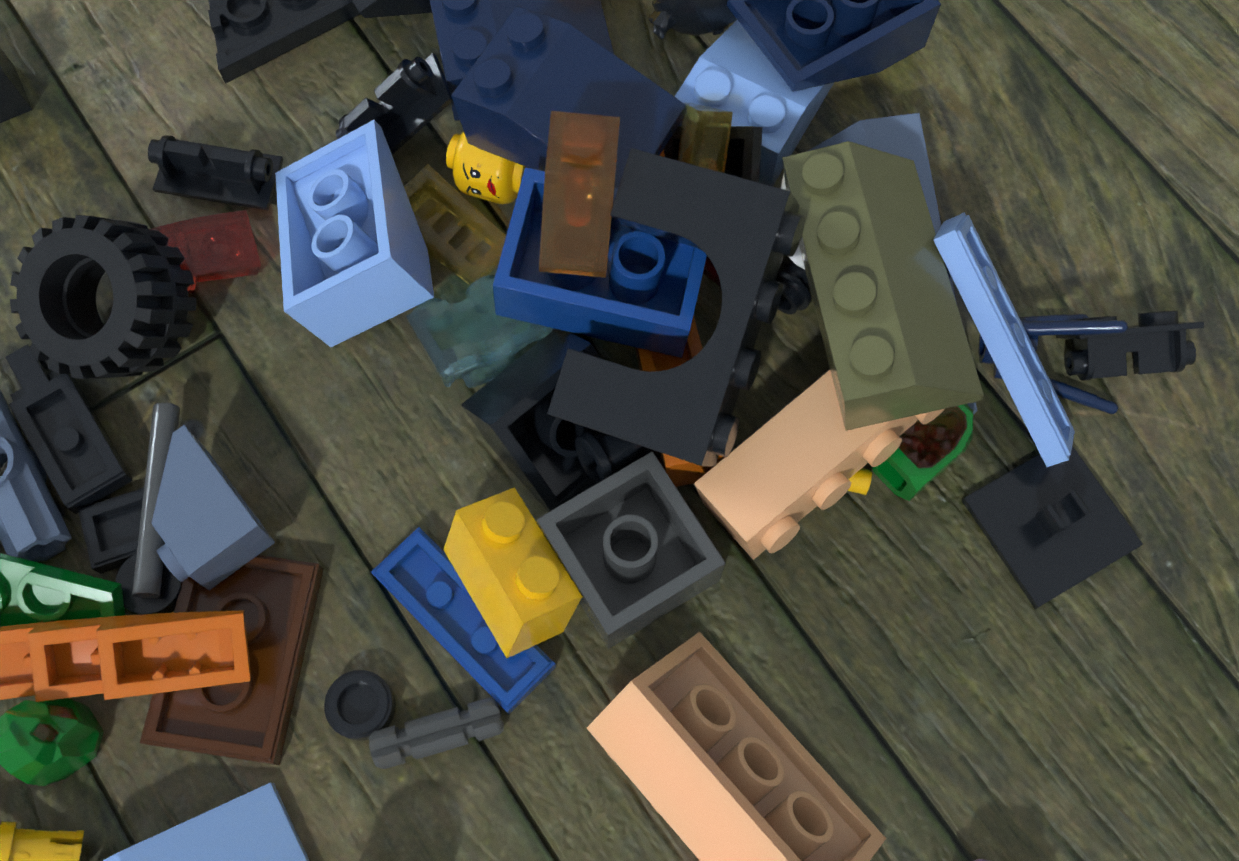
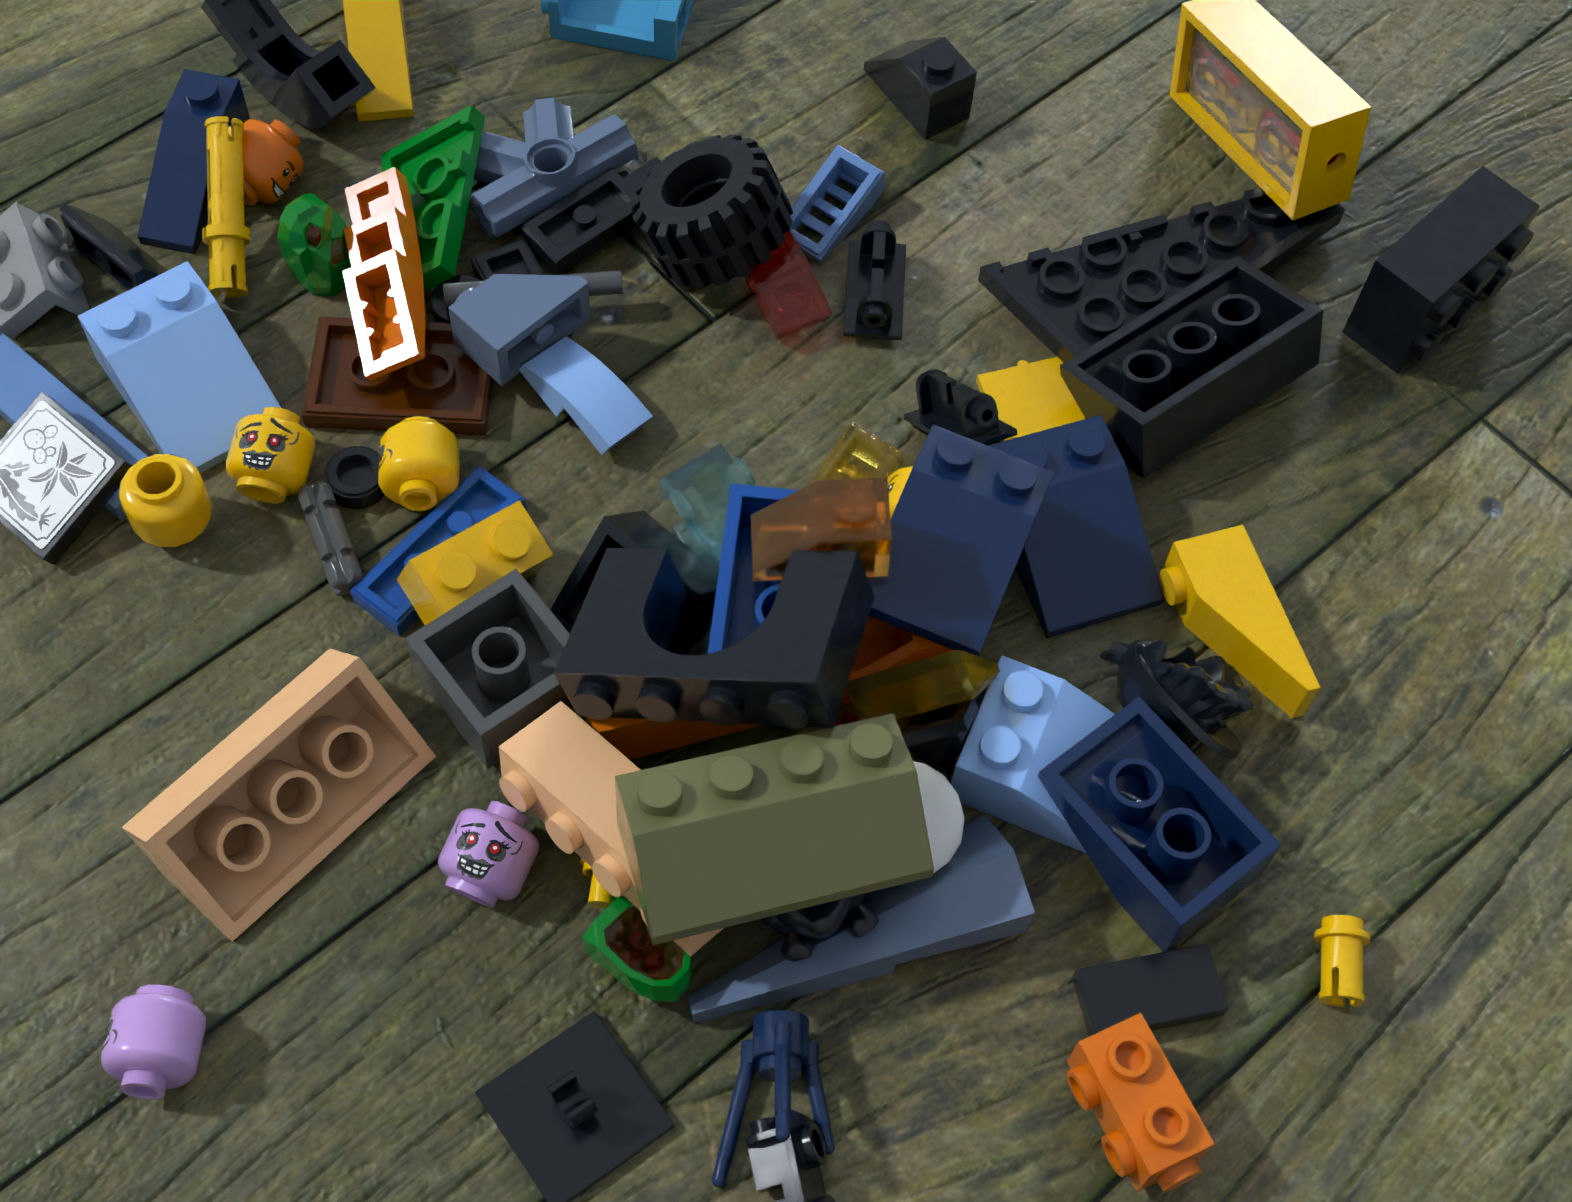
camera: 80 degrees right, 10 degrees down
(75, 165) = (852, 170): none -> medium blue slope
(293, 457) = (588, 390): none -> light blue slope
(326, 796) = (270, 455): none -> yellow head
(349, 238) = (803, 392): light blue slope -> none
(362, 632) = (418, 461): none -> yellow head
(370, 50) = (1031, 396): none -> yellow piece
(821, 578) = (488, 854): none -> lavender head
(960, 65) = (1163, 986): none -> black tile
(1005, 338) = (753, 1005): light blue tile -> none
(1066, 75) = (1140, 1106): none -> orange brick

